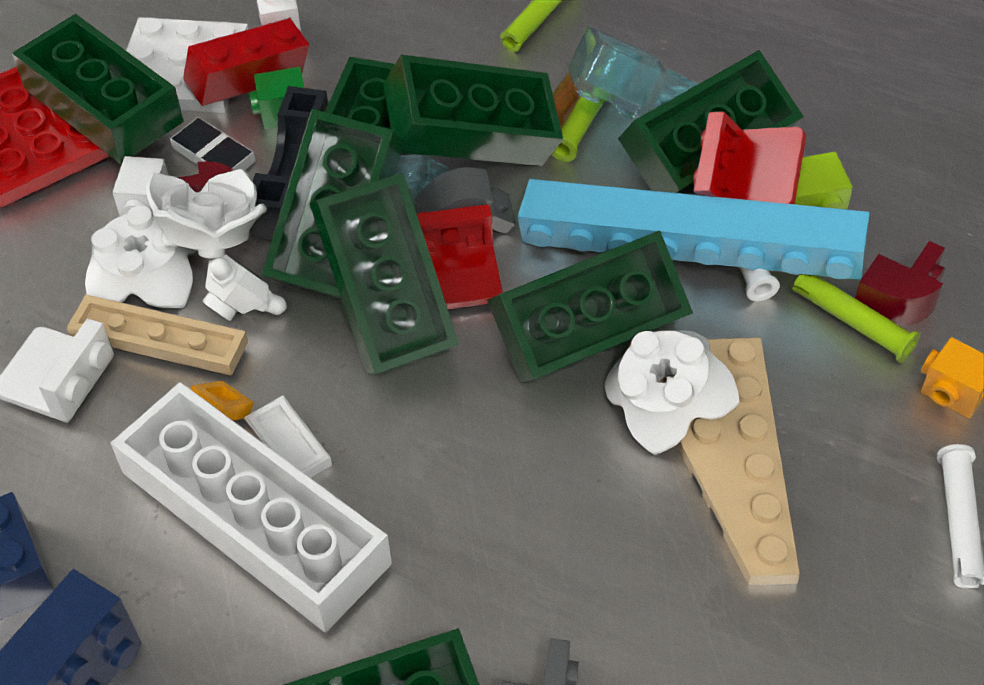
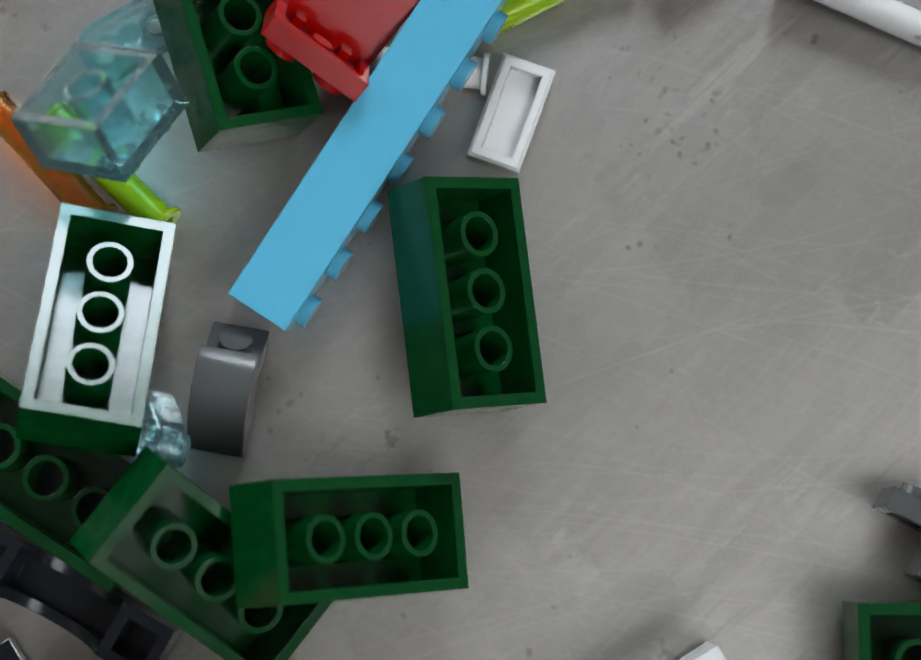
camera: 75 degrees left, 30 degrees up
(463, 254) = (309, 427): red bracket -> none
(663, 411) = (566, 215): white brick -> none
(742, 317) = (511, 114): none -> white tile
(743, 471) = (651, 203): tan wing -> none

